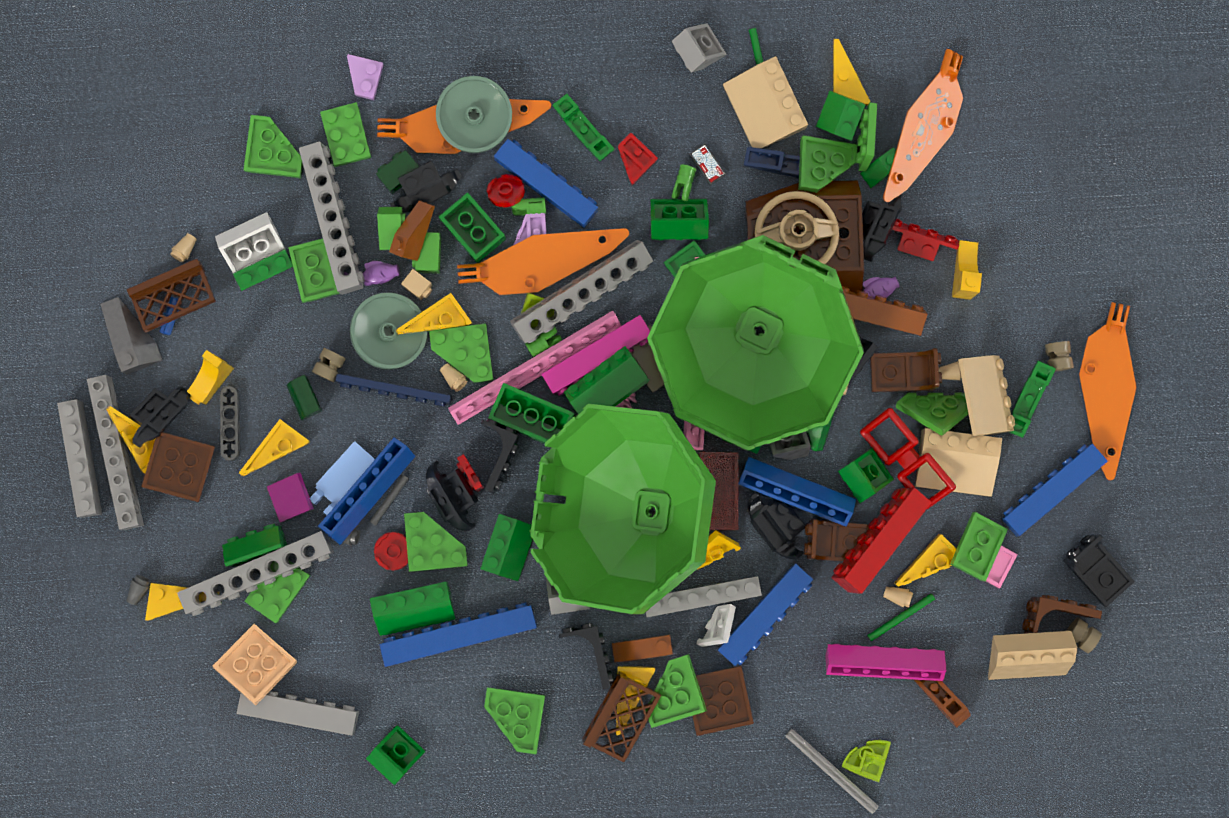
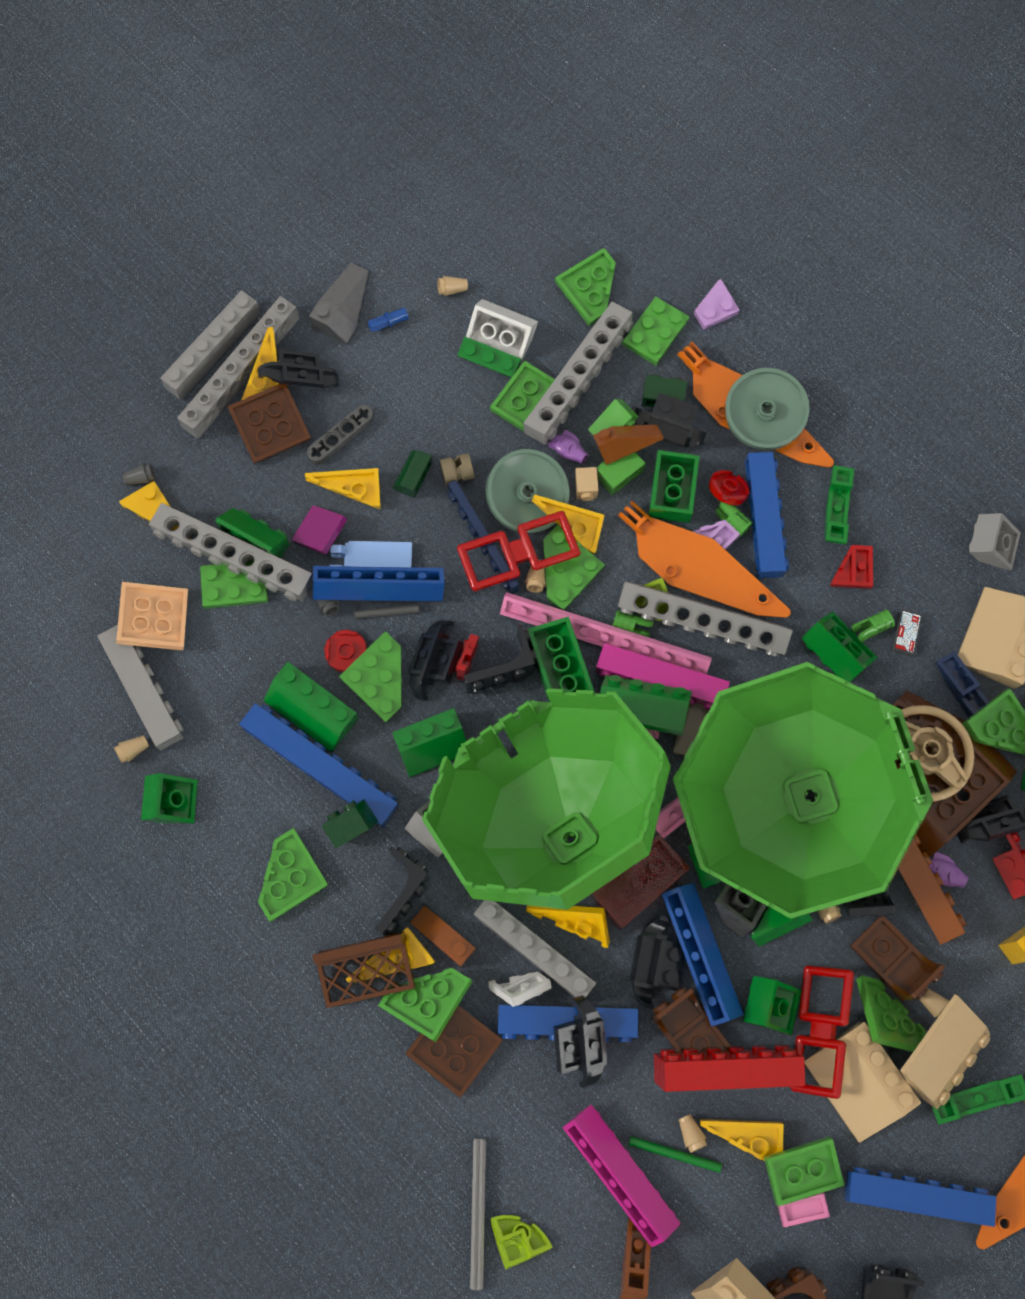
camera: 50 degrees right, 10 degrees down
(162, 283) = (412, 294): reddish brown fence -> none
(209, 379) = (365, 387): yellow arch -> none
(336, 754) = (131, 748): none -> tan cone
(426, 375) = (518, 550): none -> red bar
(517, 648) = (349, 823): none -> dark green brick
(786, 618) = (582, 1043): none -> black plate

